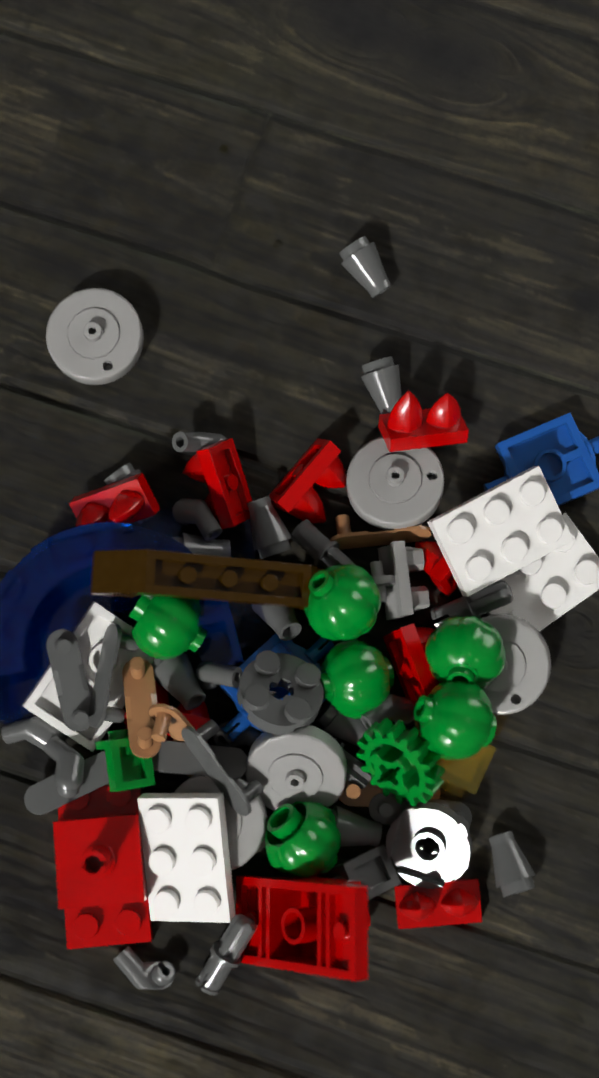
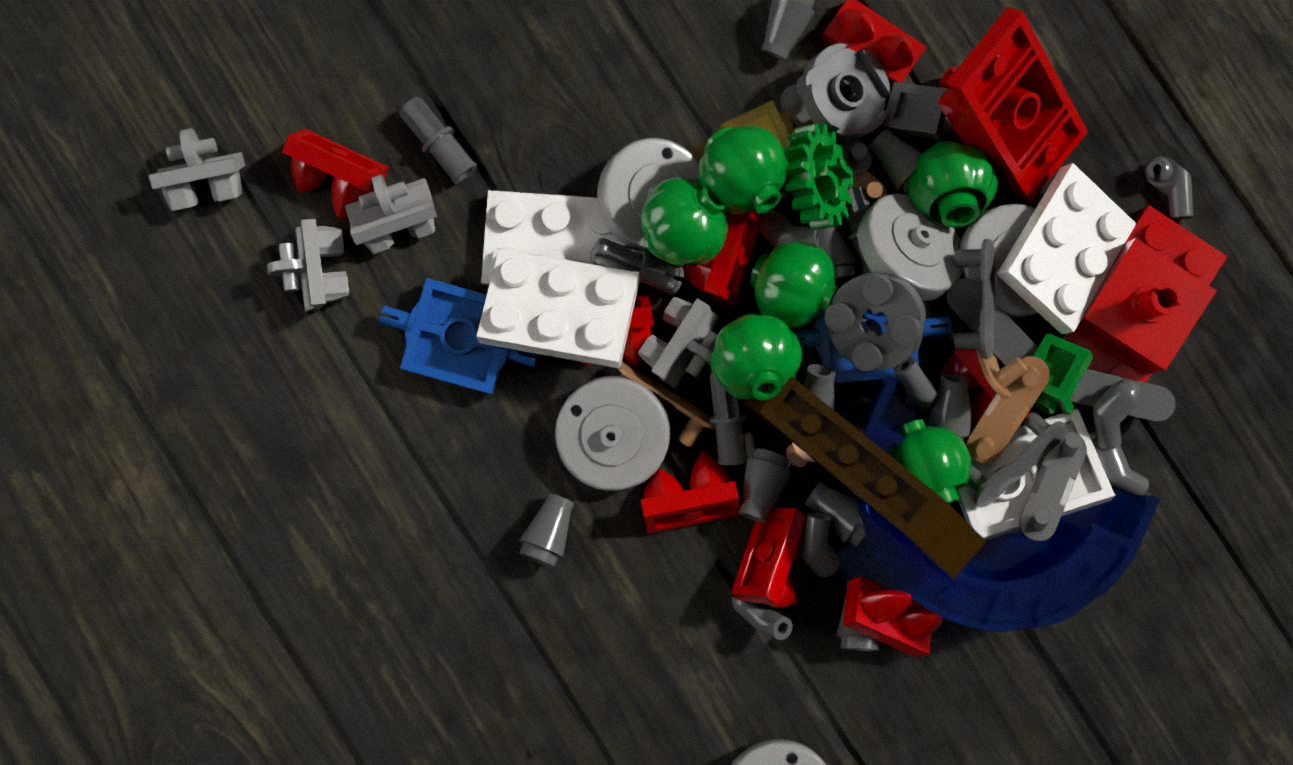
camera: 145 degrees left, 5 degrees up
(226, 954) = (1094, 141): dark grey axle -> none
(365, 265) = (470, 661): dark grey cone -> none
(417, 428) = (546, 461): red tile -> none

